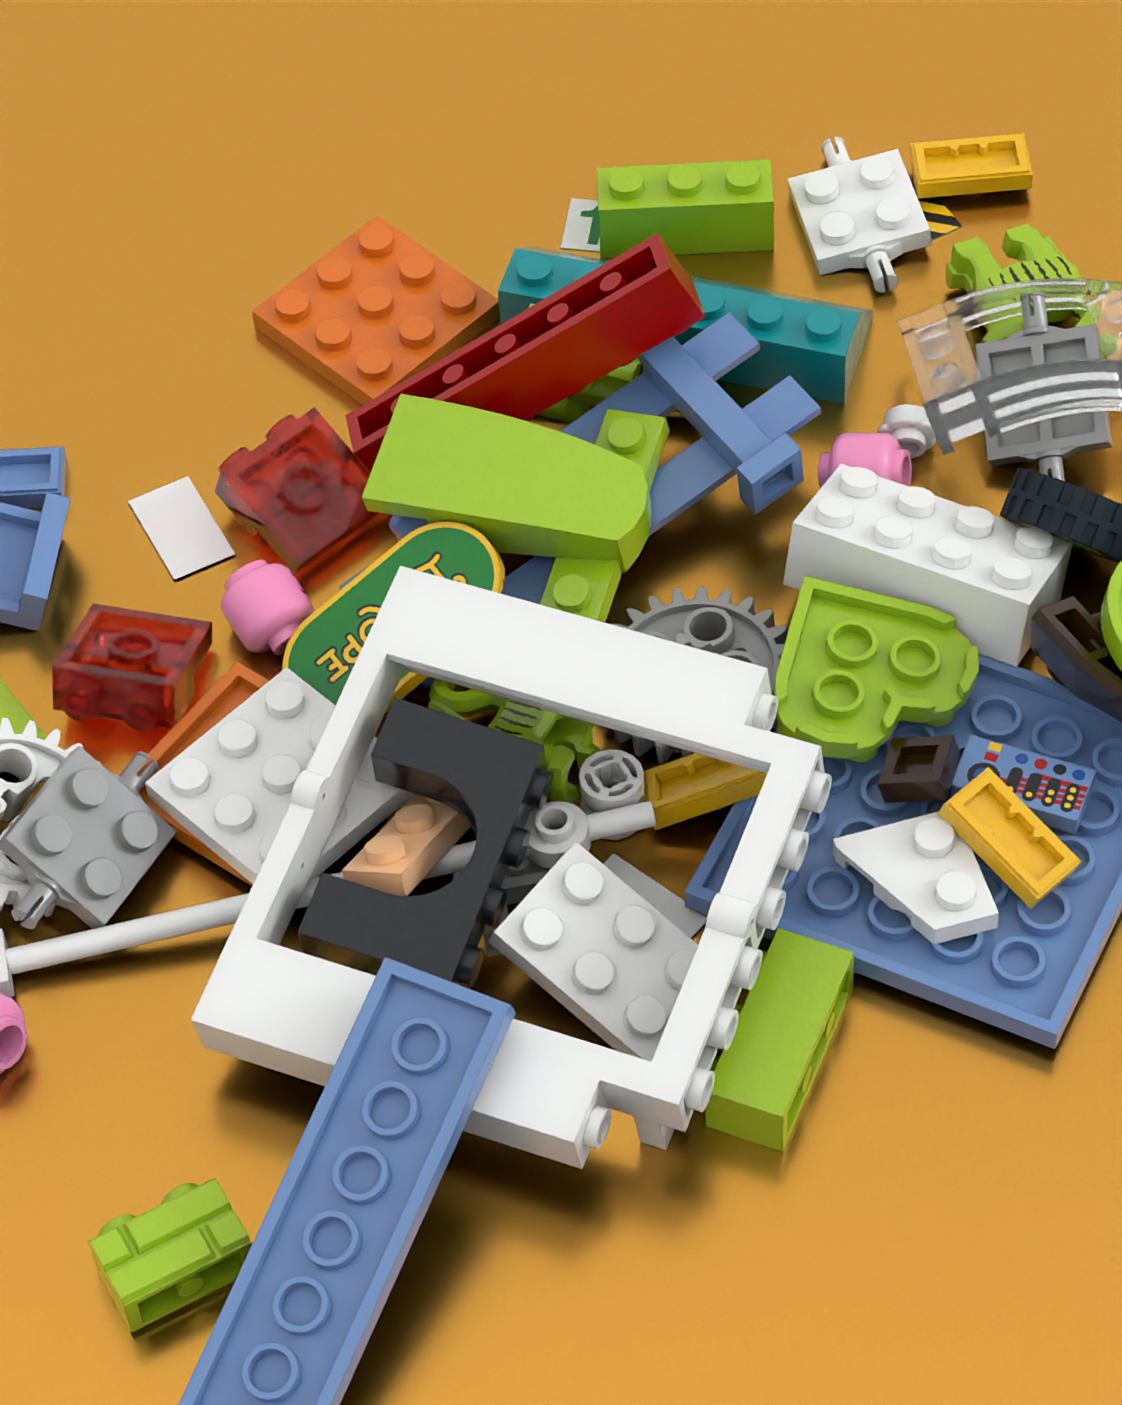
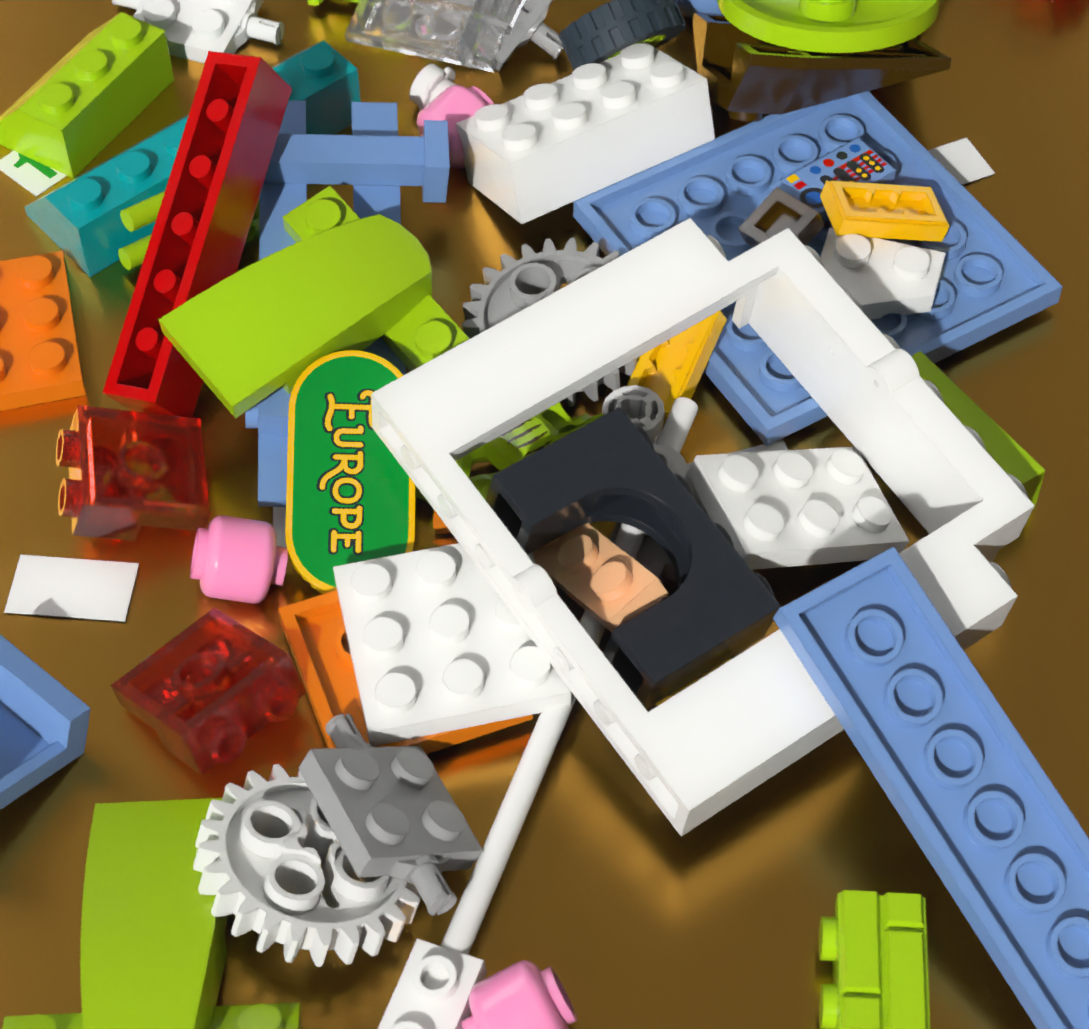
camera: 60 degrees left, 0 degrees up
(865, 664) = (653, 191): lime plate -> none

